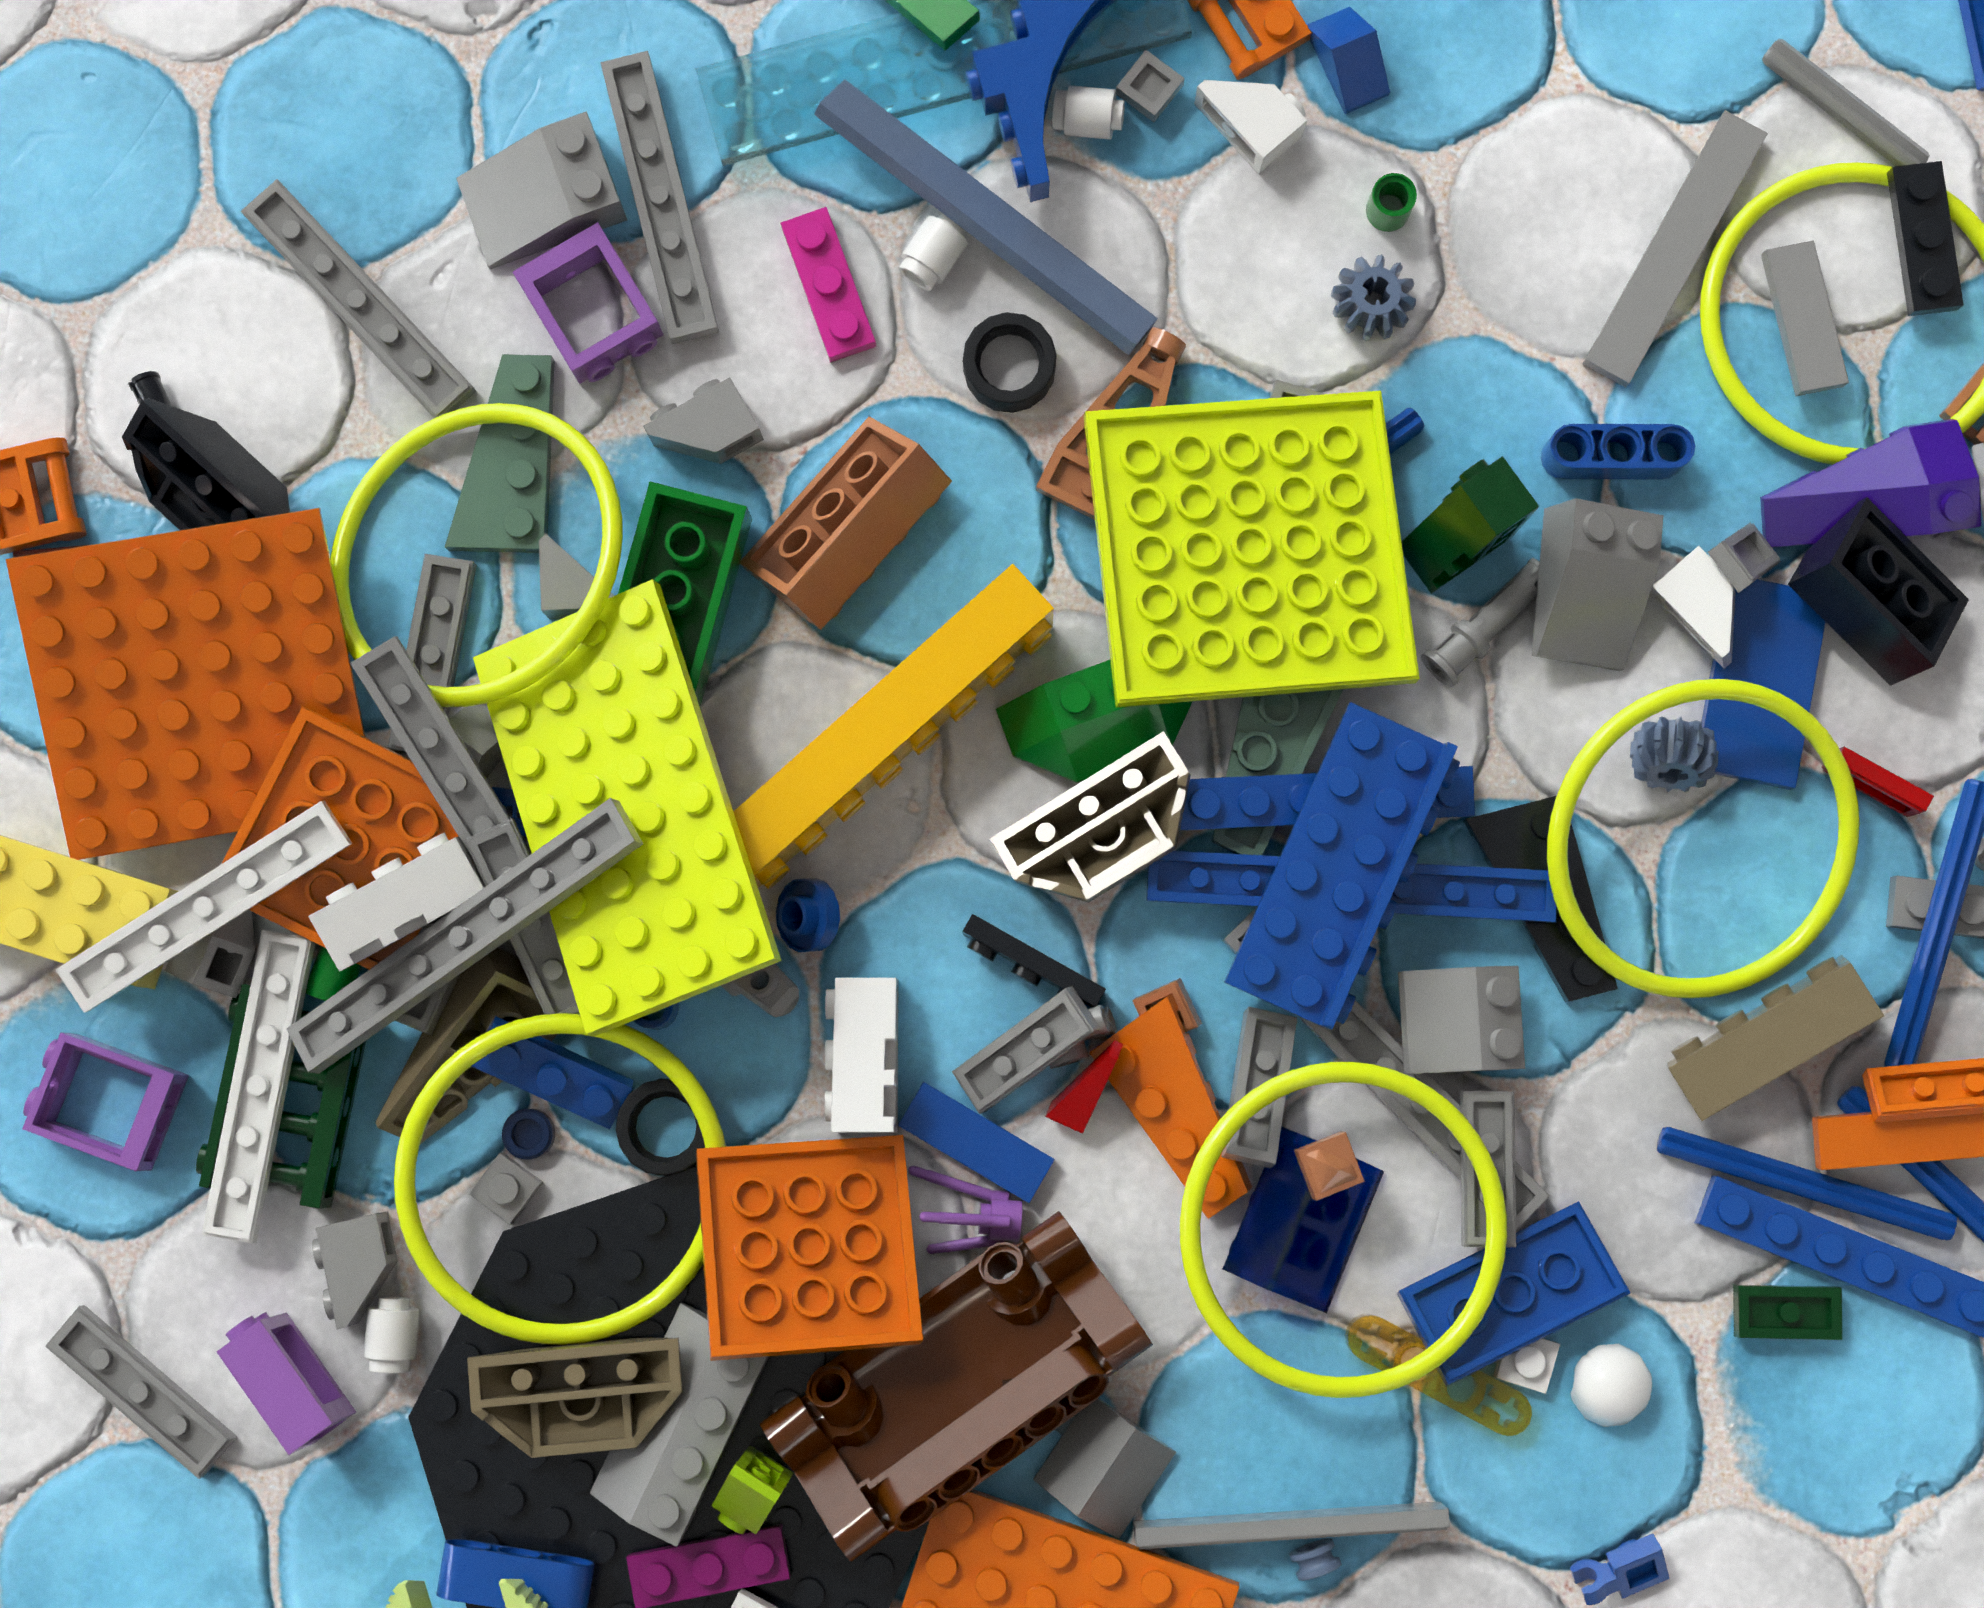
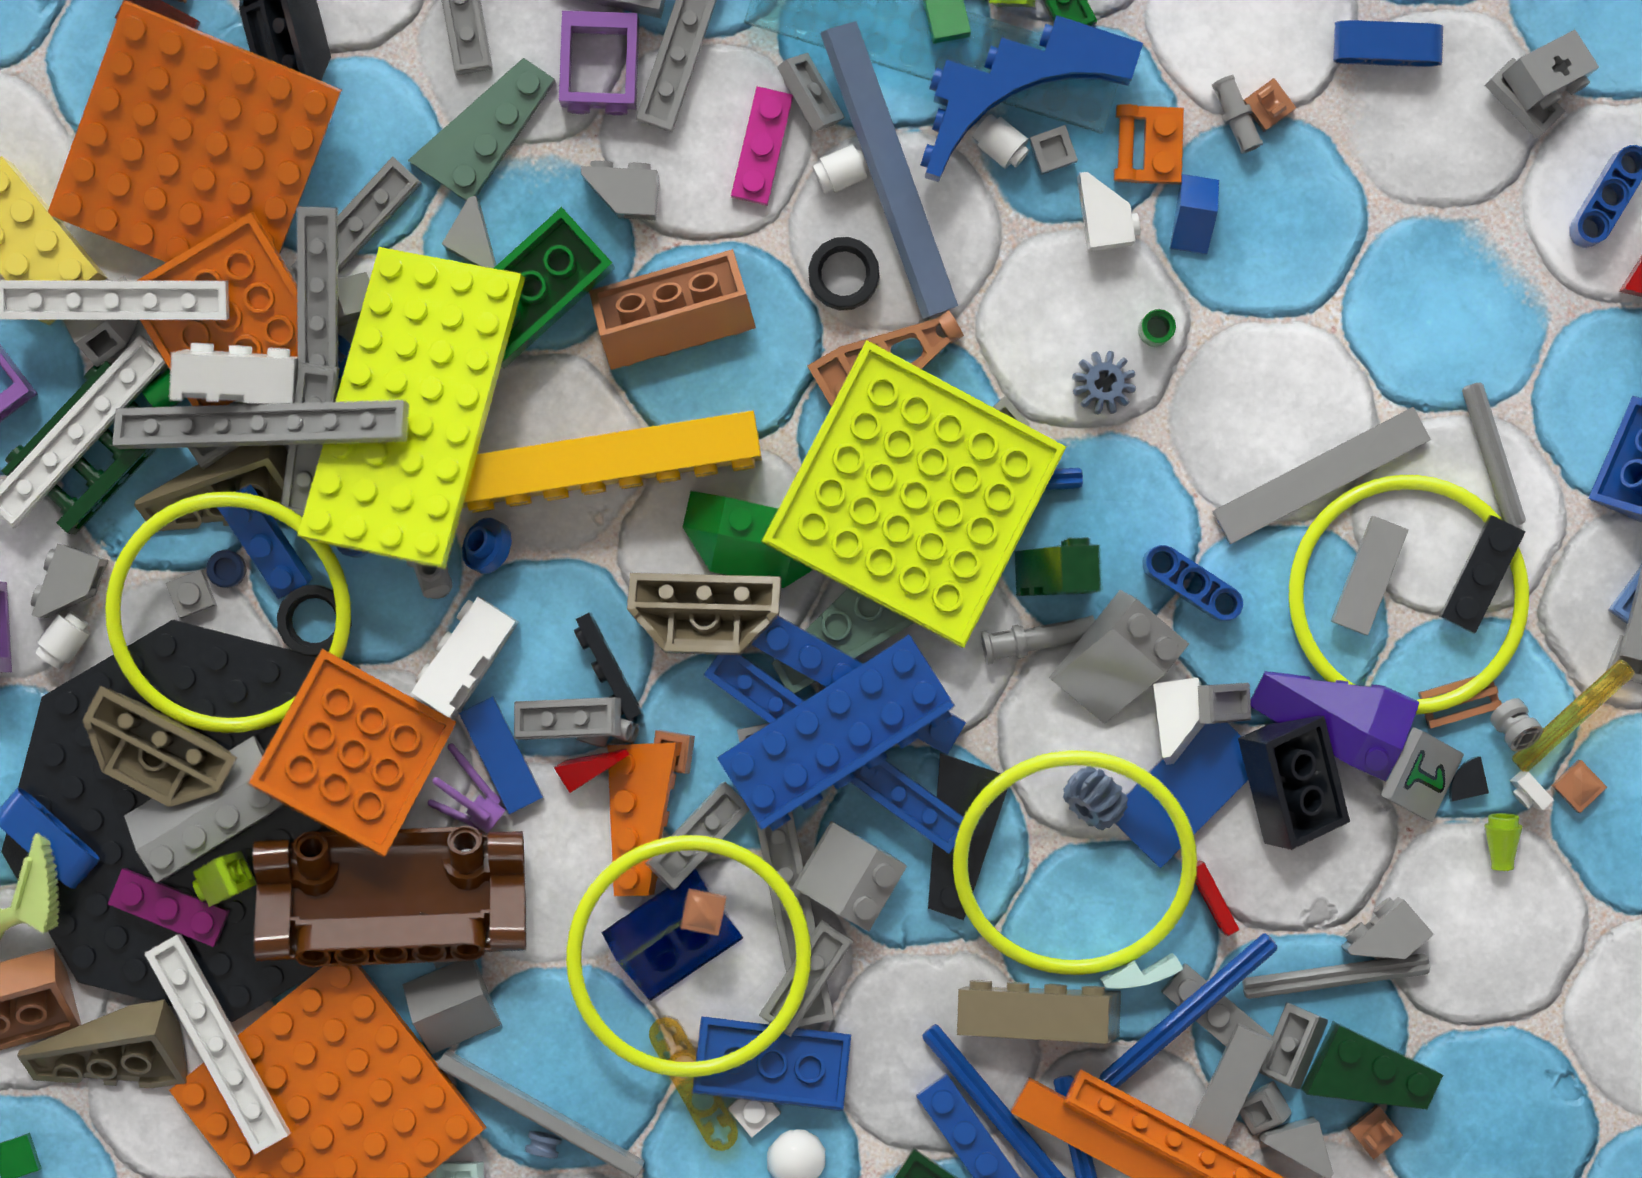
camera: 25 degrees right, 5 degrees up
(606, 570) = (508, 235): neon yellow piece -> none
(832, 185) = (810, 92): none -> light grey plate
(1849, 926) = (1131, 976): none -> light aqua slope

